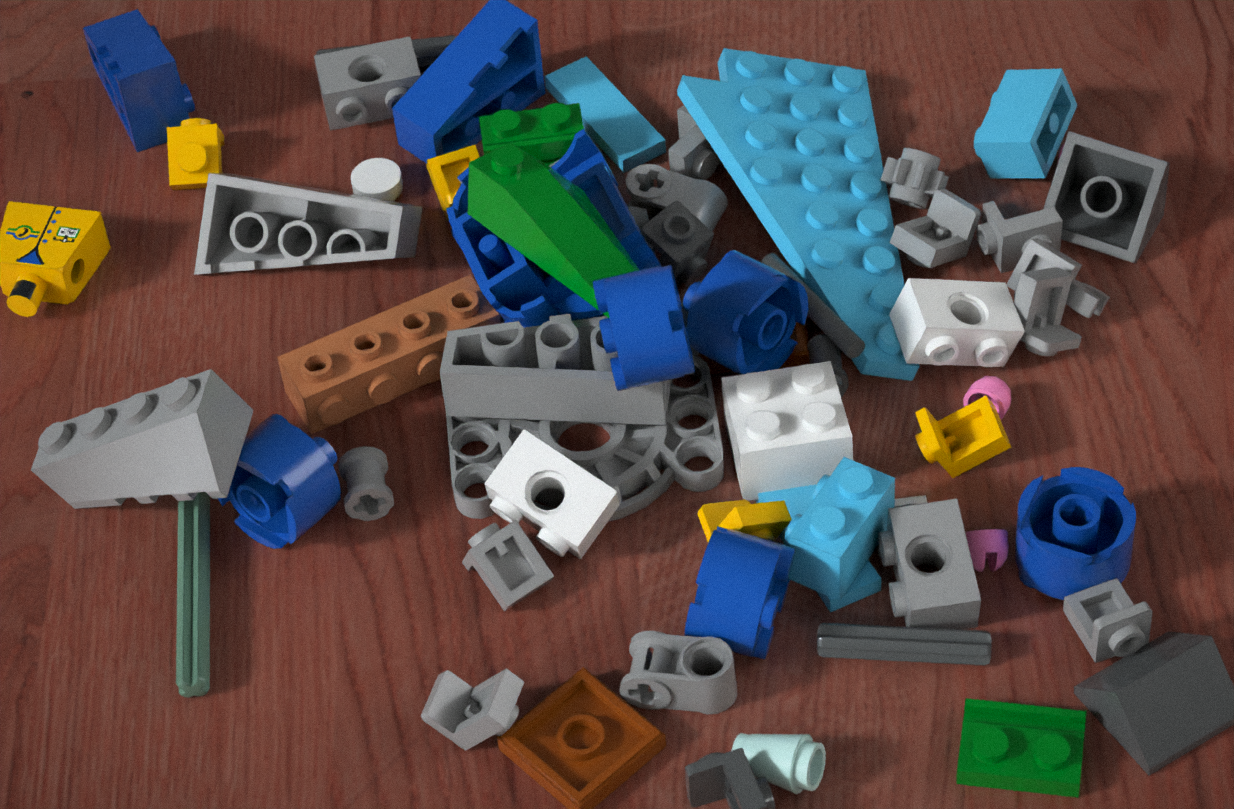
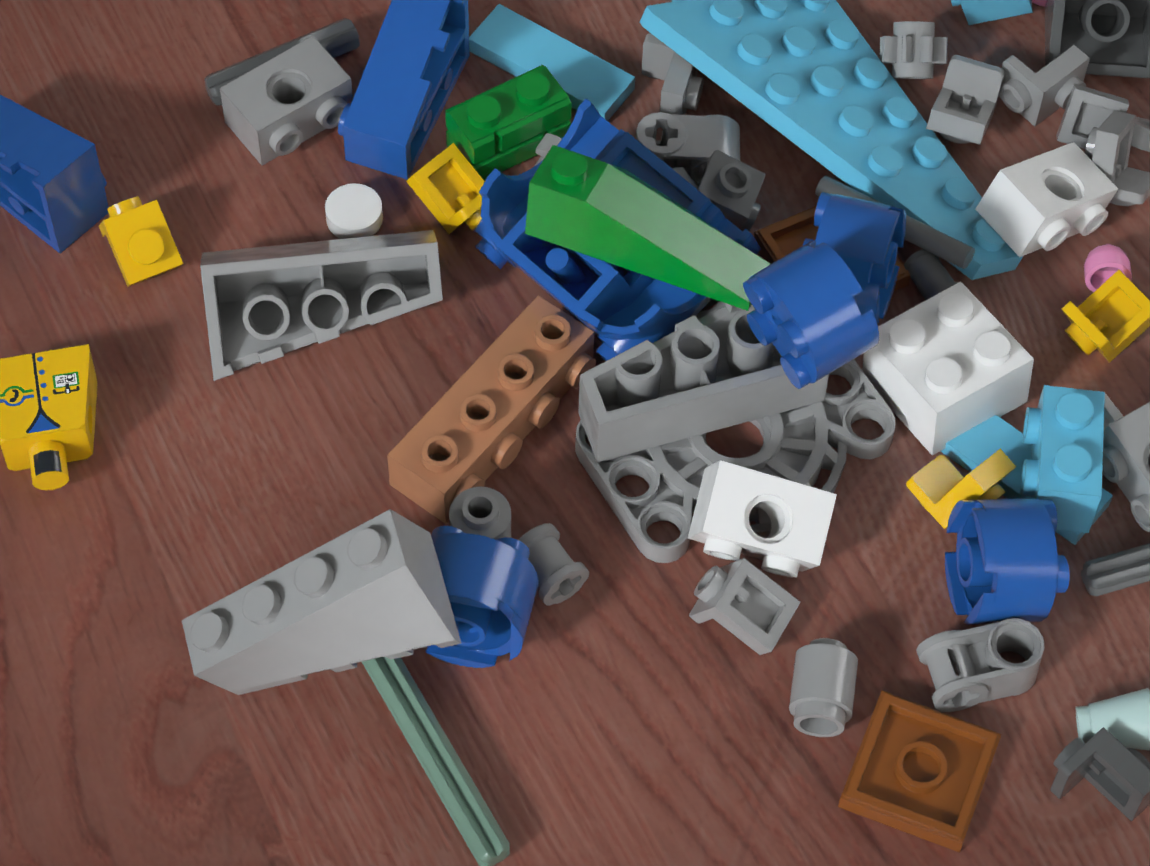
camera: 30 degrees left, 10 degrees up
(326, 420) = (481, 513): none -> light grey brick
(471, 713) = (809, 776): light grey bracket -> none
(533, 644) = (823, 687): none -> light grey brick

